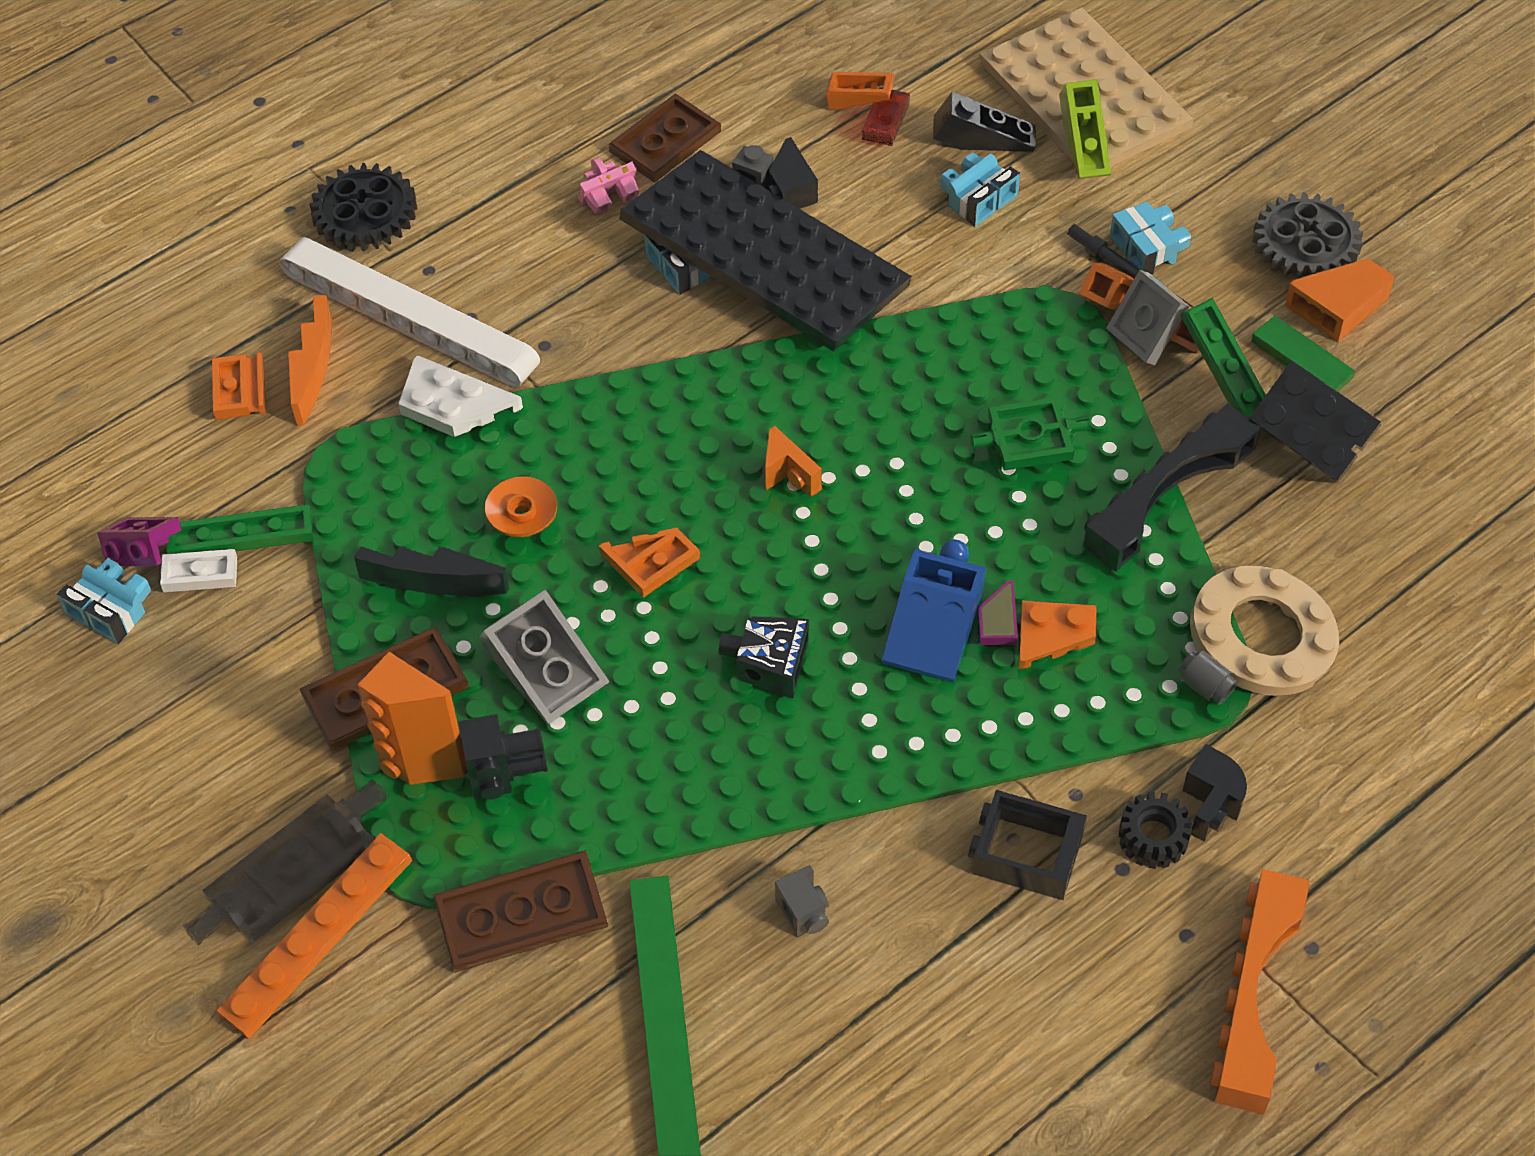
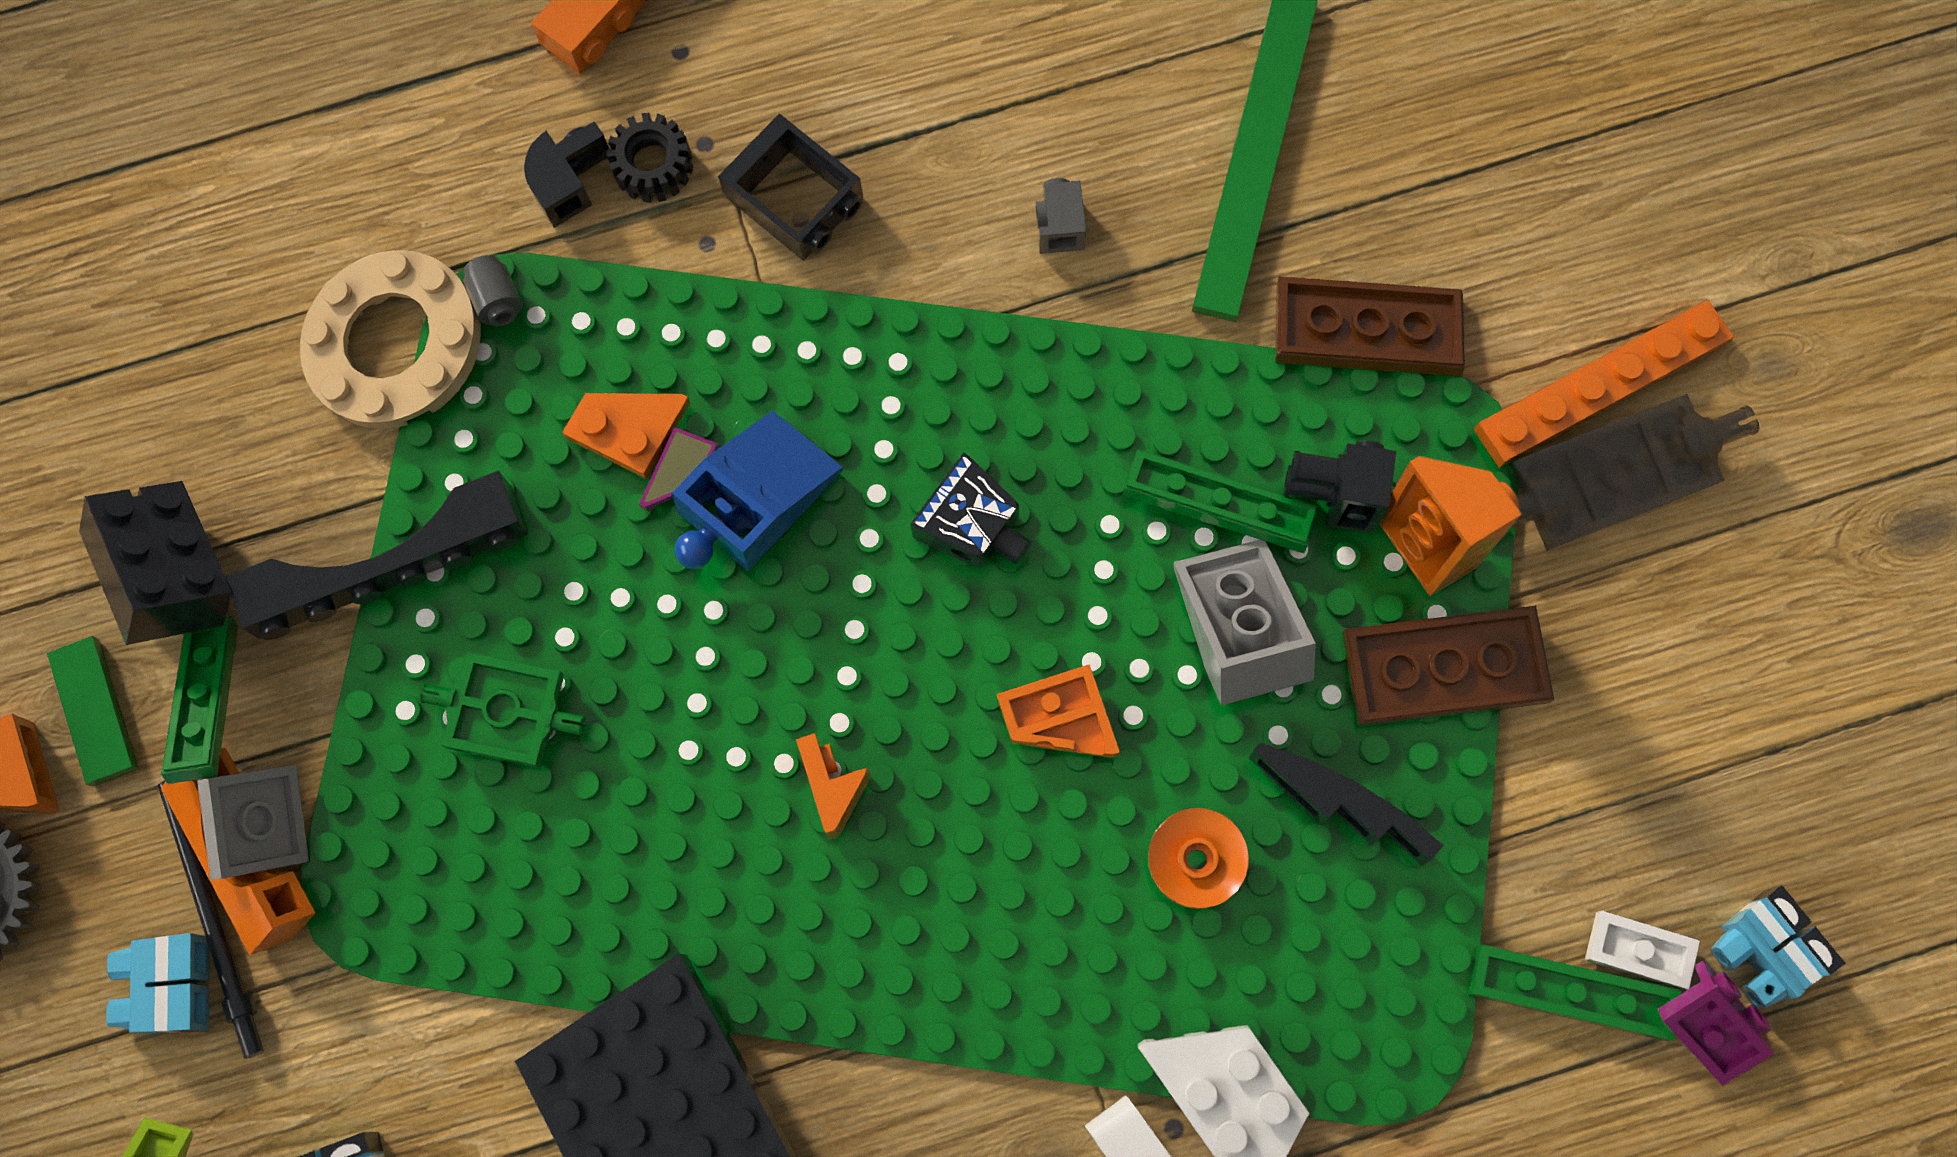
camera: 155 degrees left, 20 degrees up
(599, 732) = (1220, 501): none -> green tile

